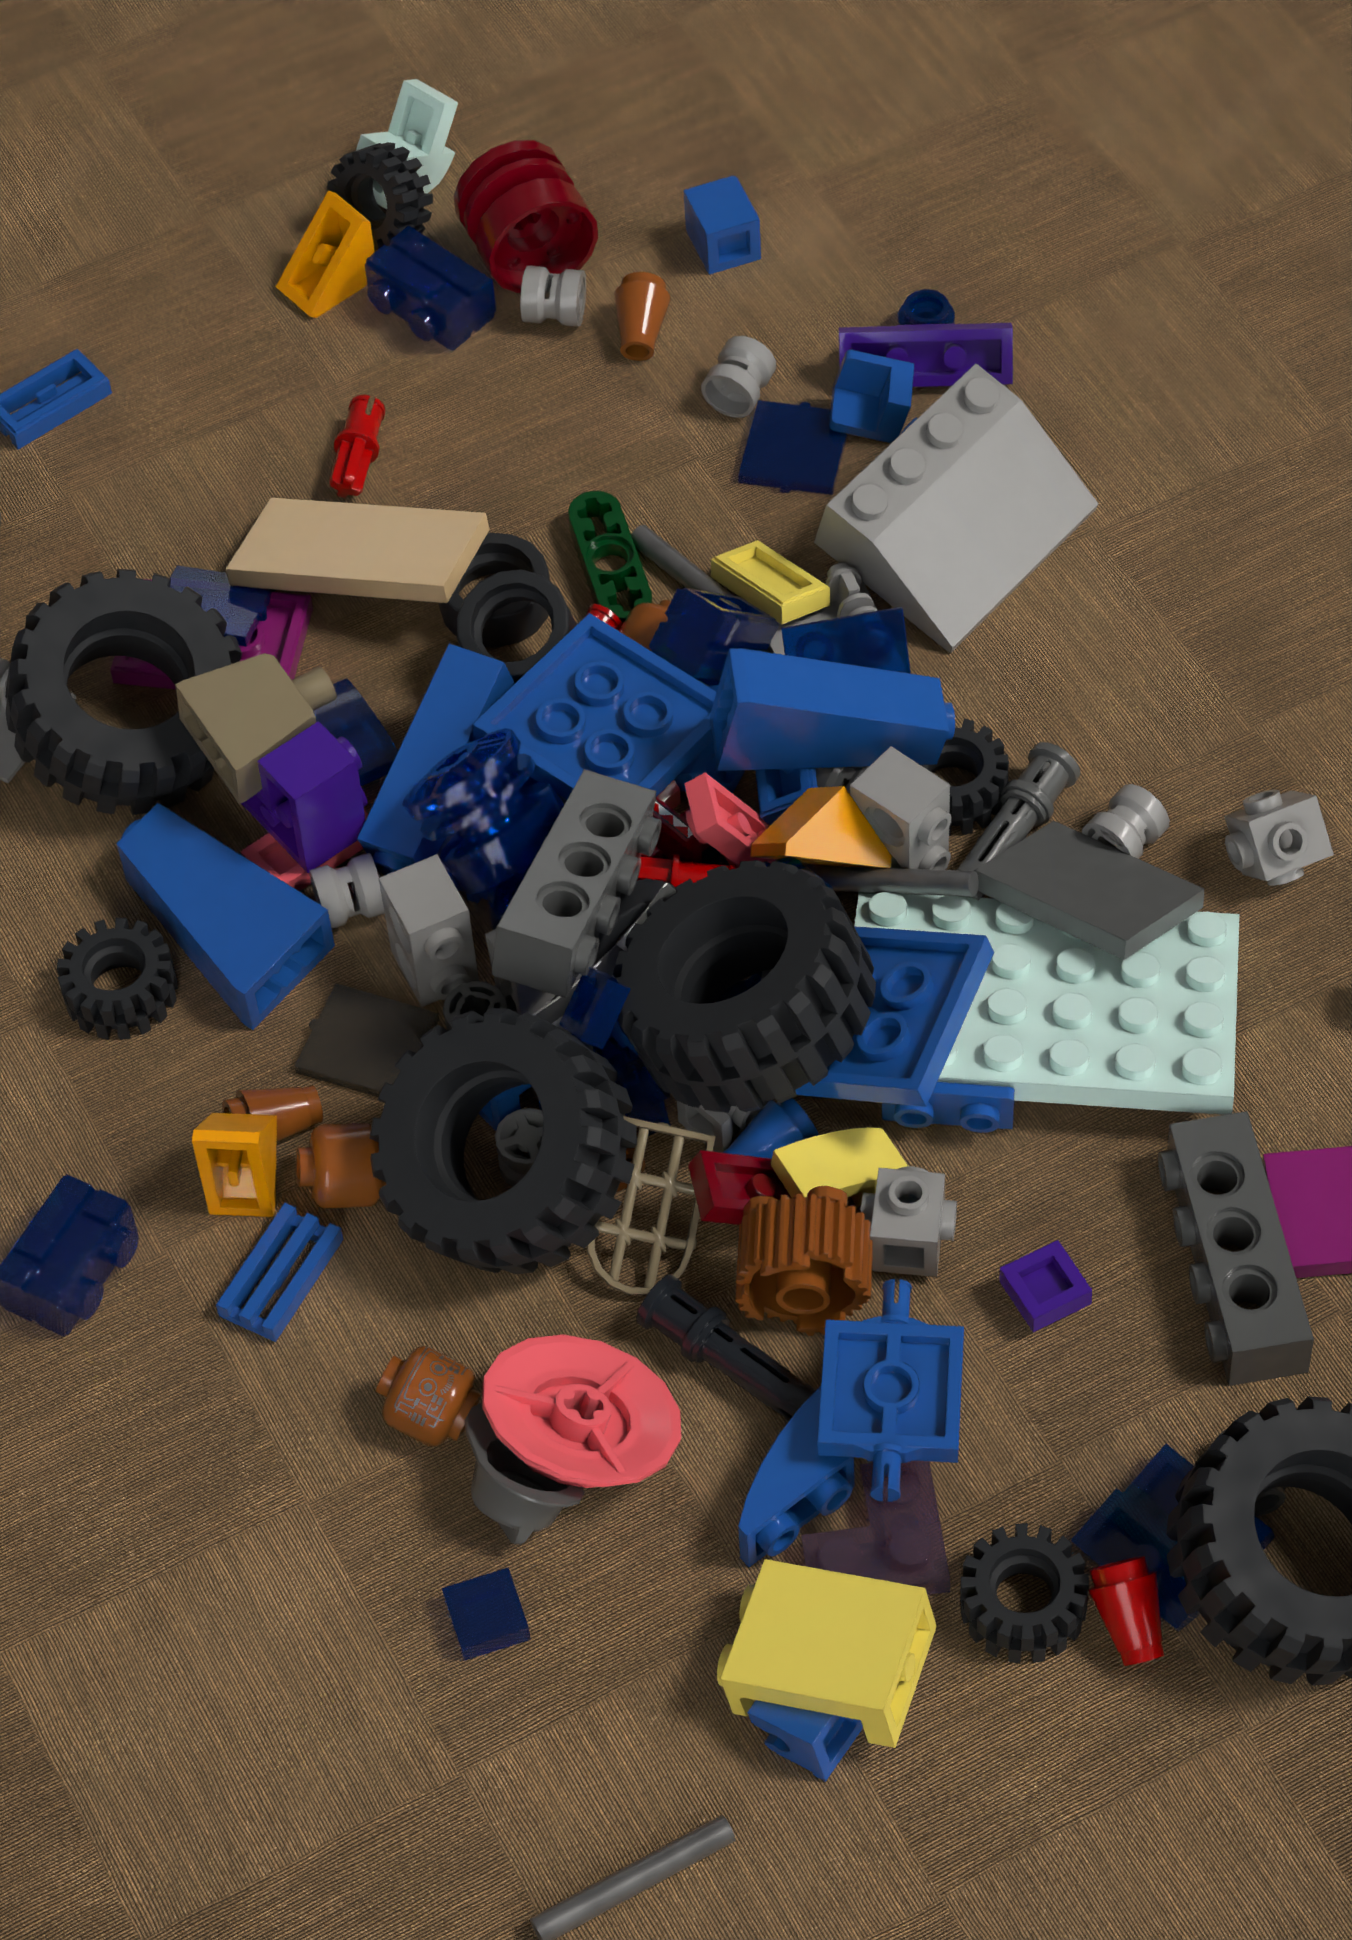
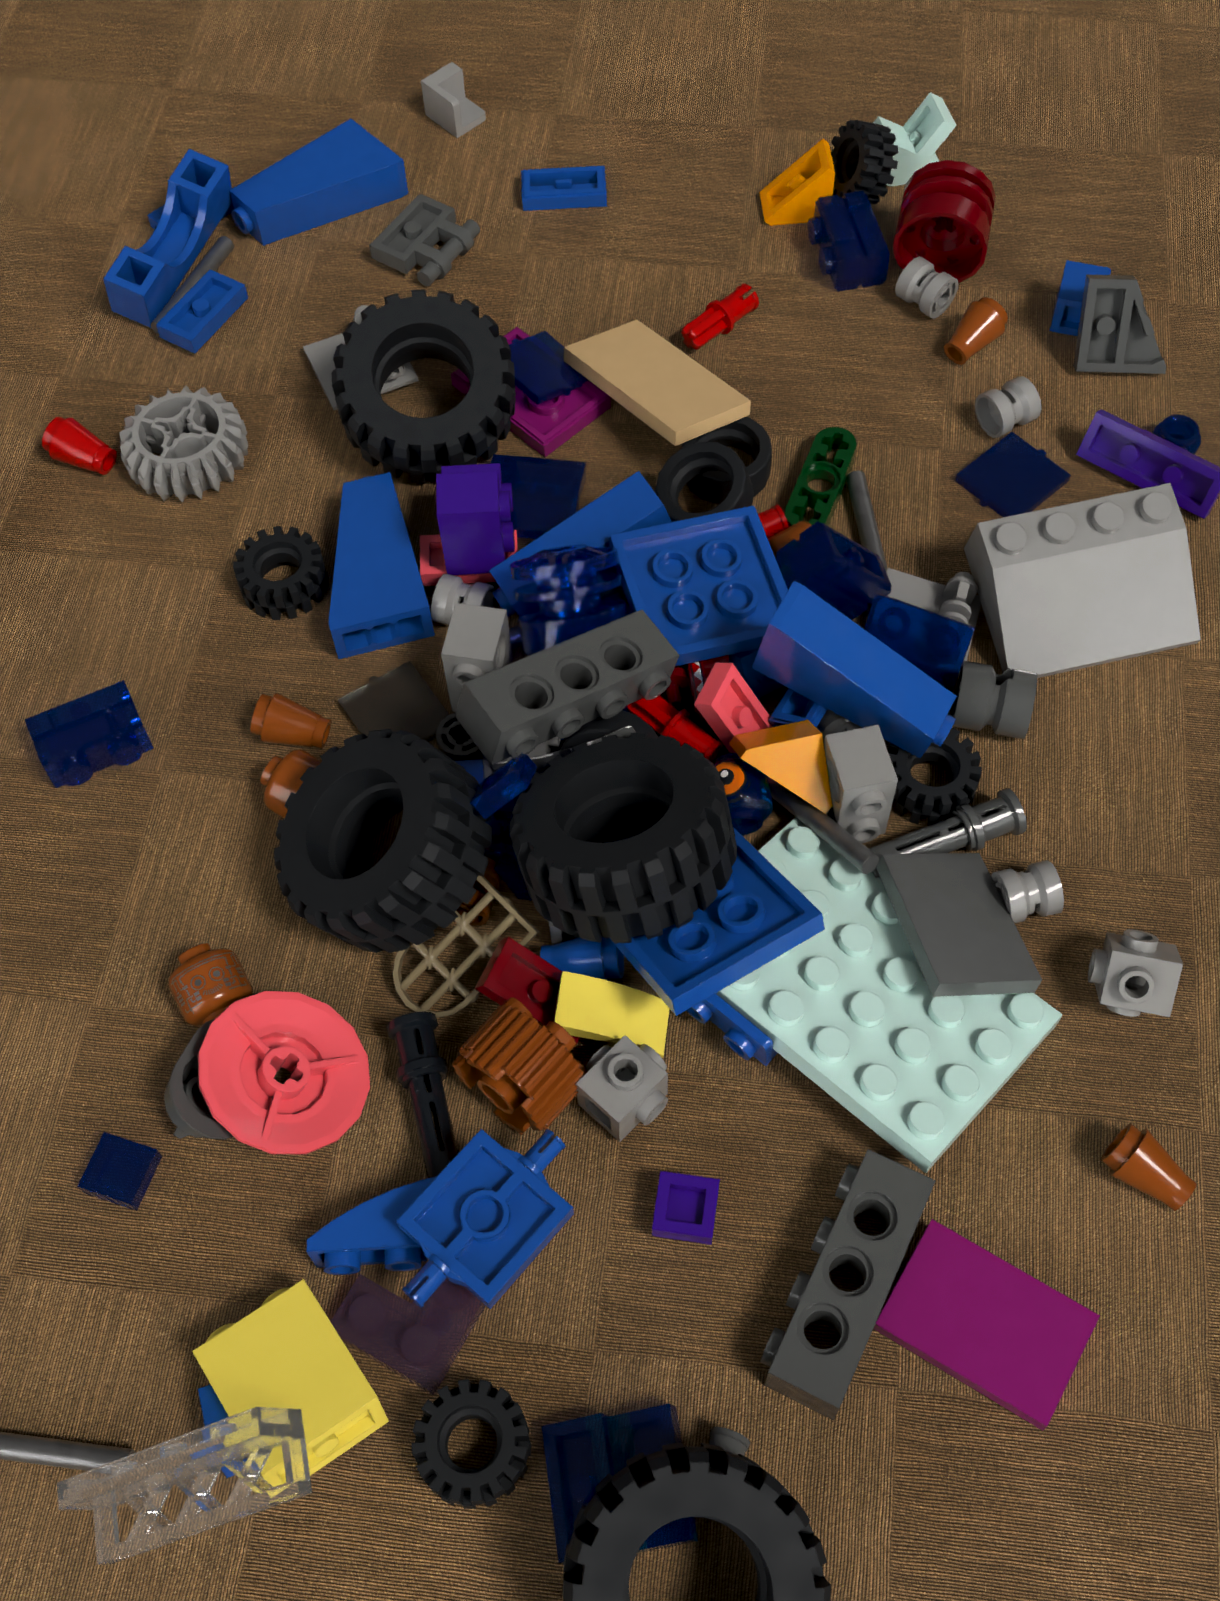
camera: 35 degrees right, 5 degrees up
(237, 1163) = (232, 737): light orange slope -> none
(247, 713) = (467, 437): dark tan torso -> none
(260, 1258) = (203, 827): blue tile -> none
(770, 582) = (913, 559): light yellow tile -> none
(787, 237) = (1115, 329): none -> dark grey wing
(797, 1755) = (177, 1462): none -> clear fence
(871, 396) = (1089, 468): blue panel -> none
(968, 665) = (994, 699): none -> dark grey wheel
(1129, 1608) = (531, 1519): red cone -> none

